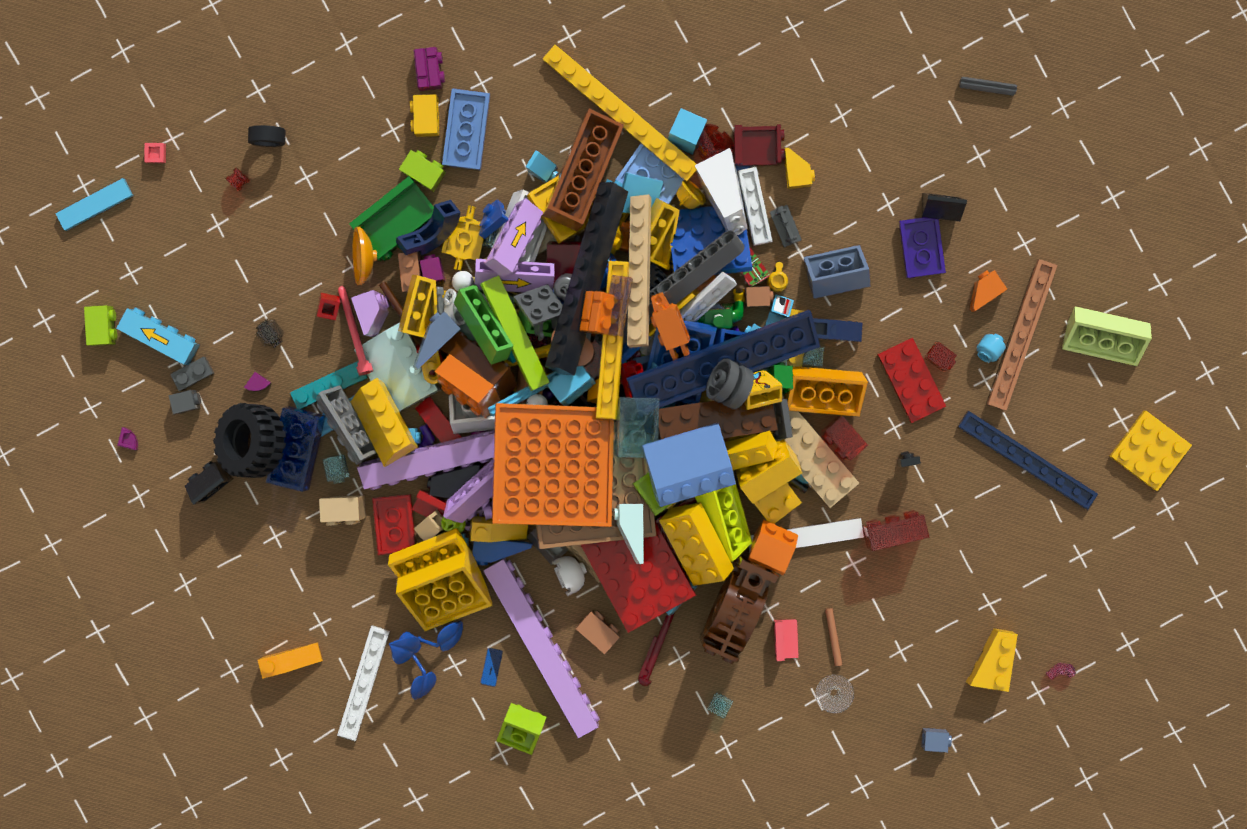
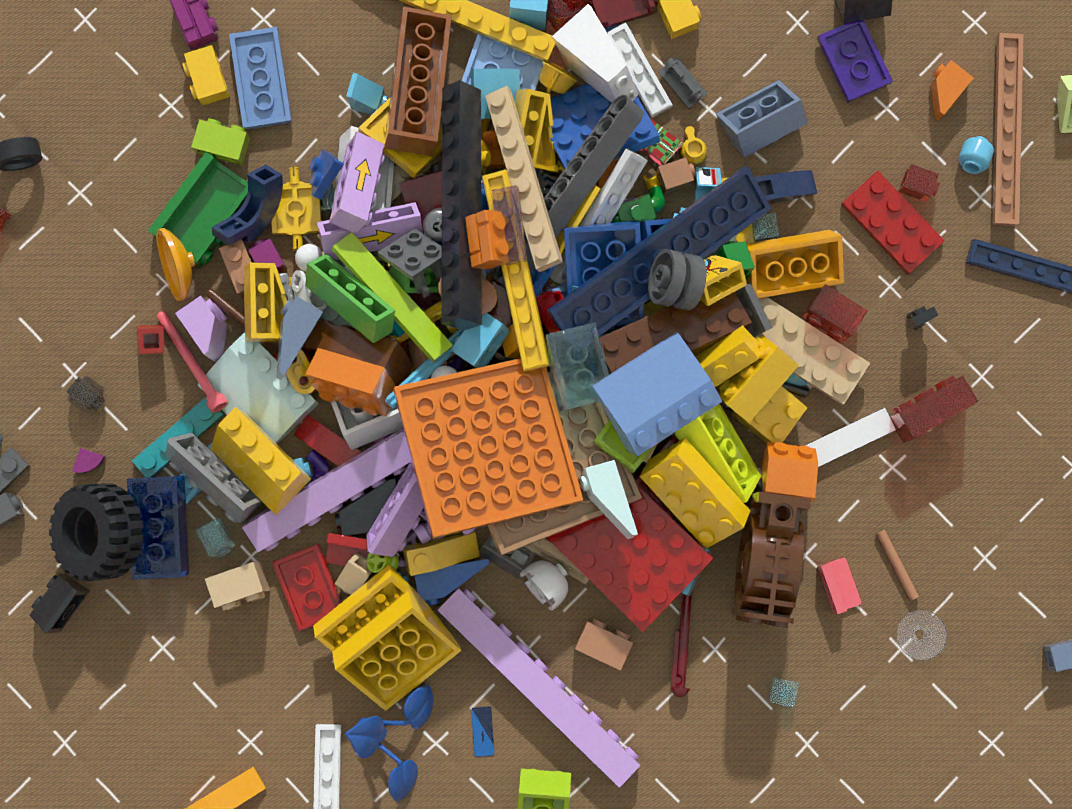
camera: 20 degrees left, 5 degrees down
(670, 325) = (582, 231): orange hinge -> none

